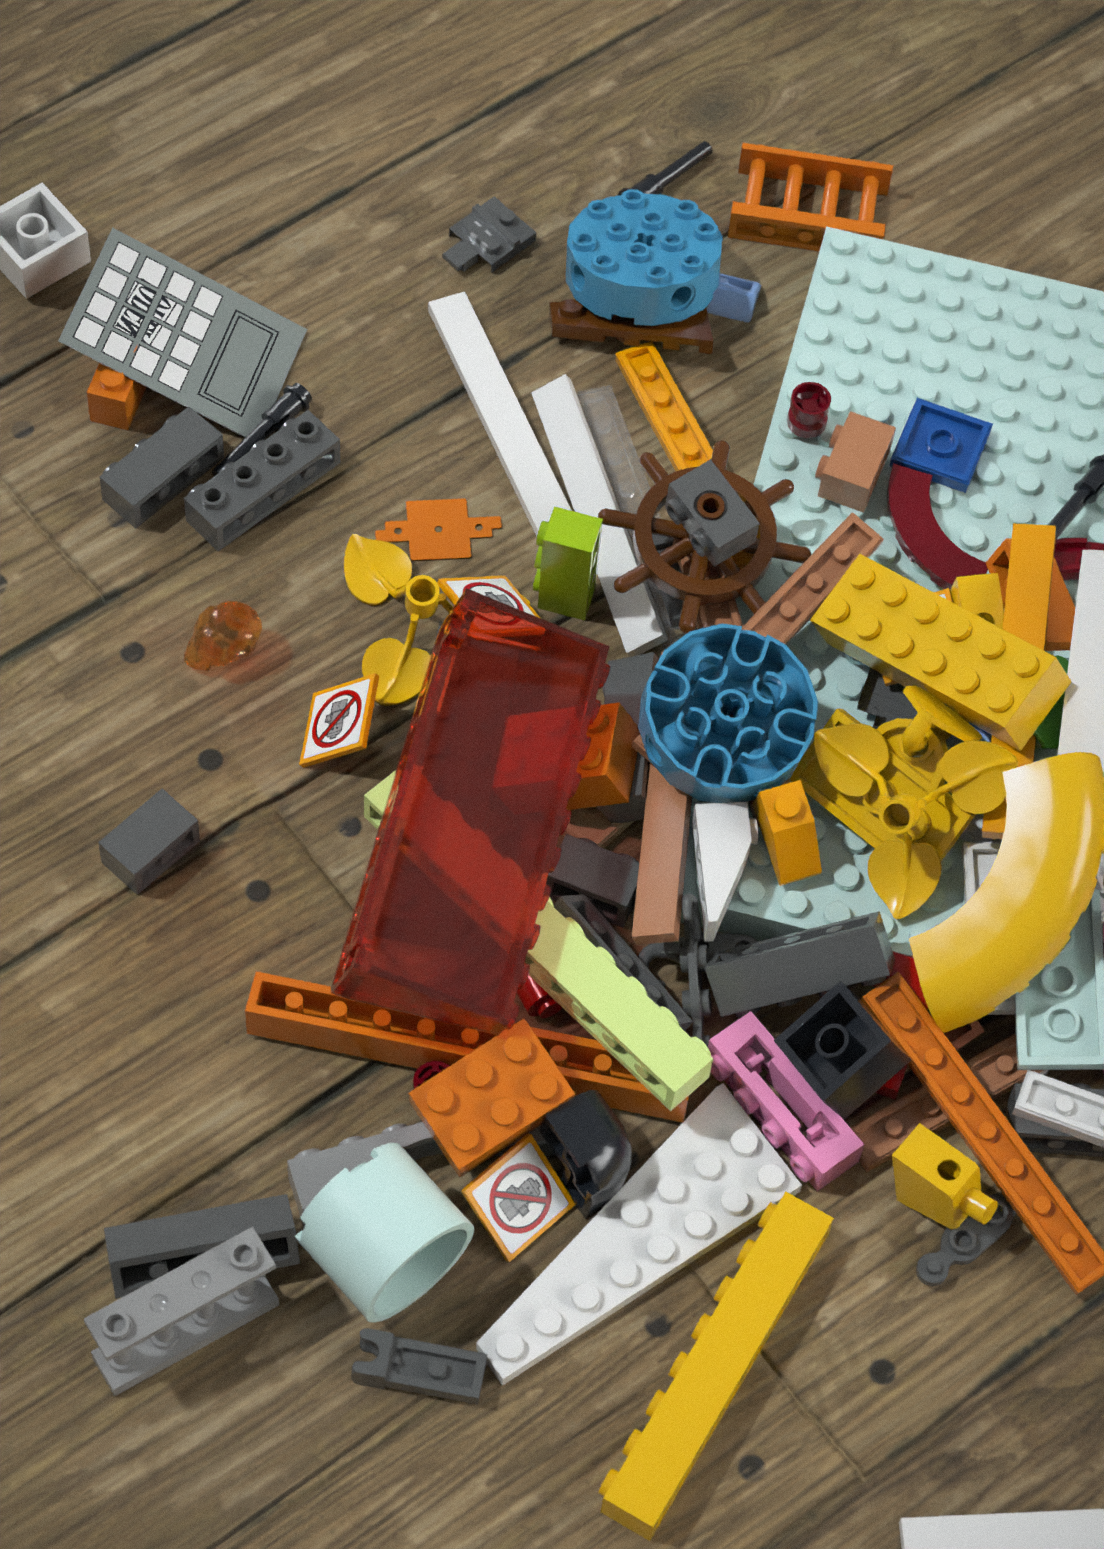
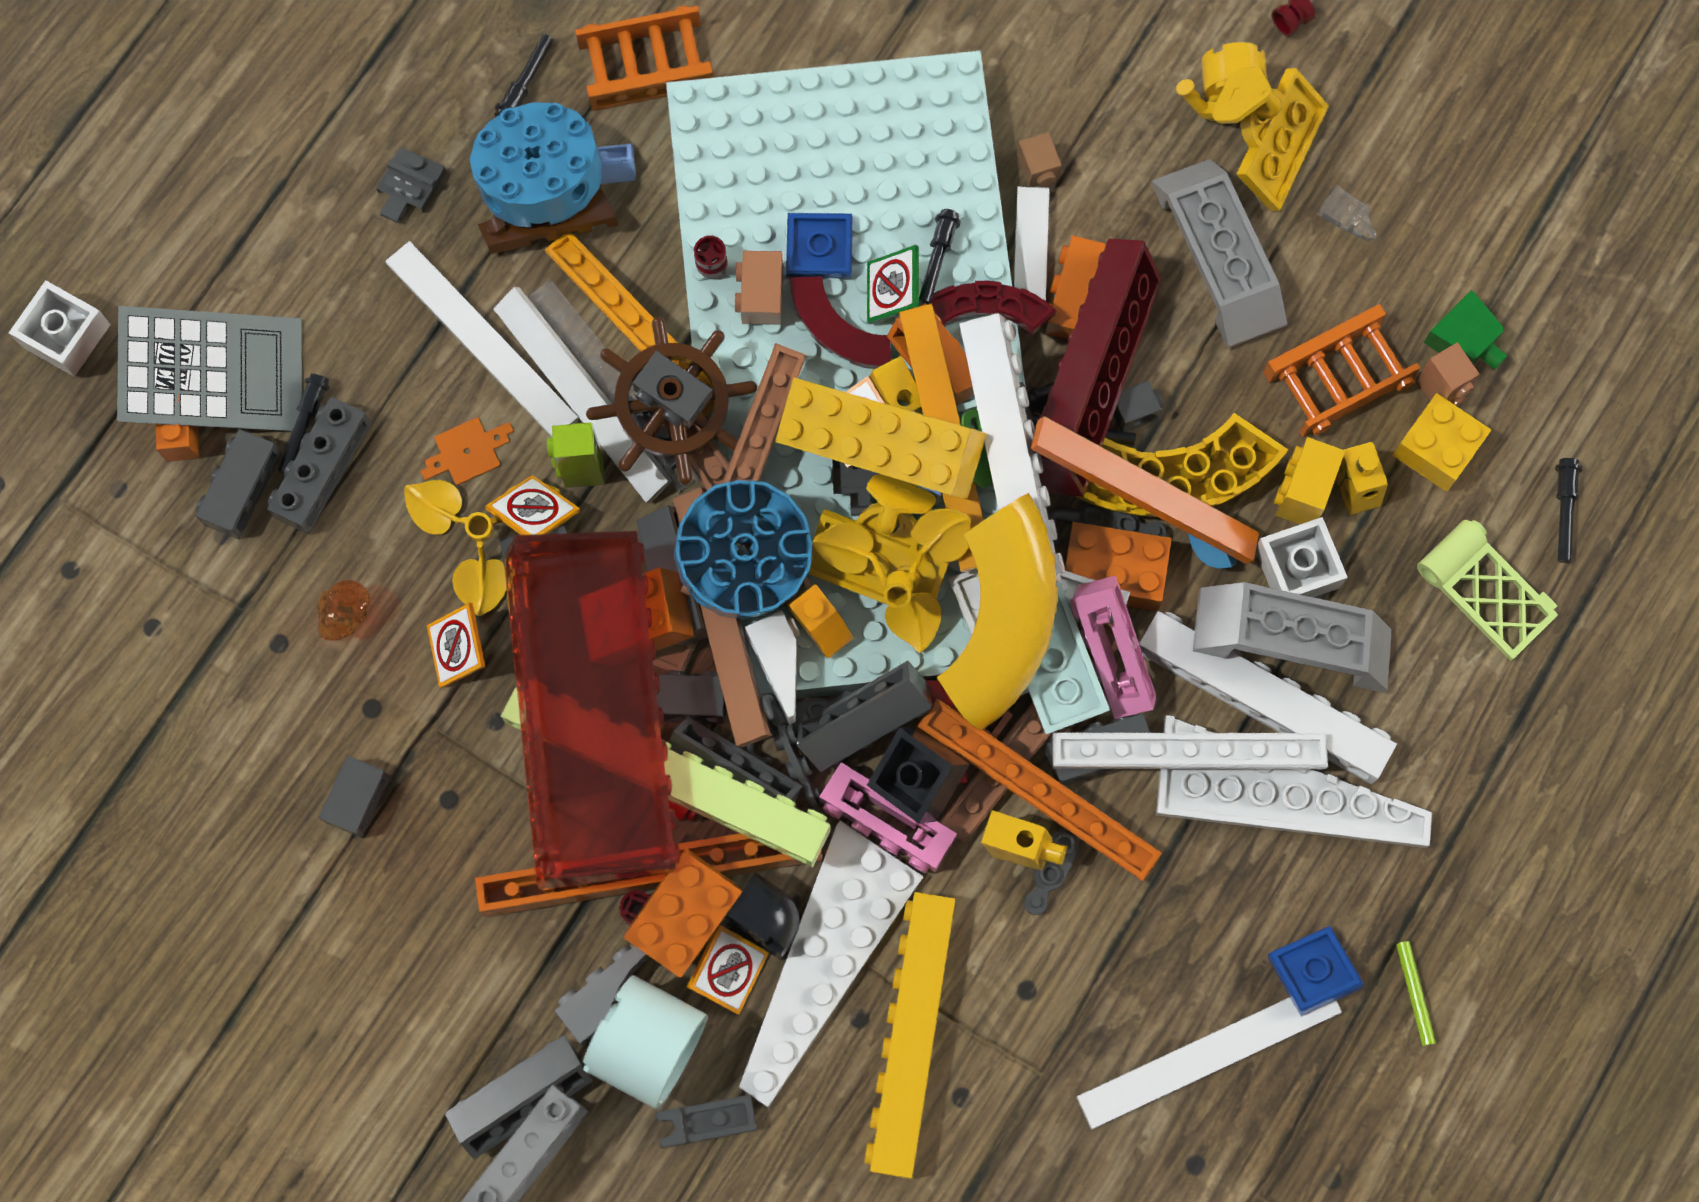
camera: 15 degrees left, 15 degrees up
(1013, 501) = (892, 284): none -> piece

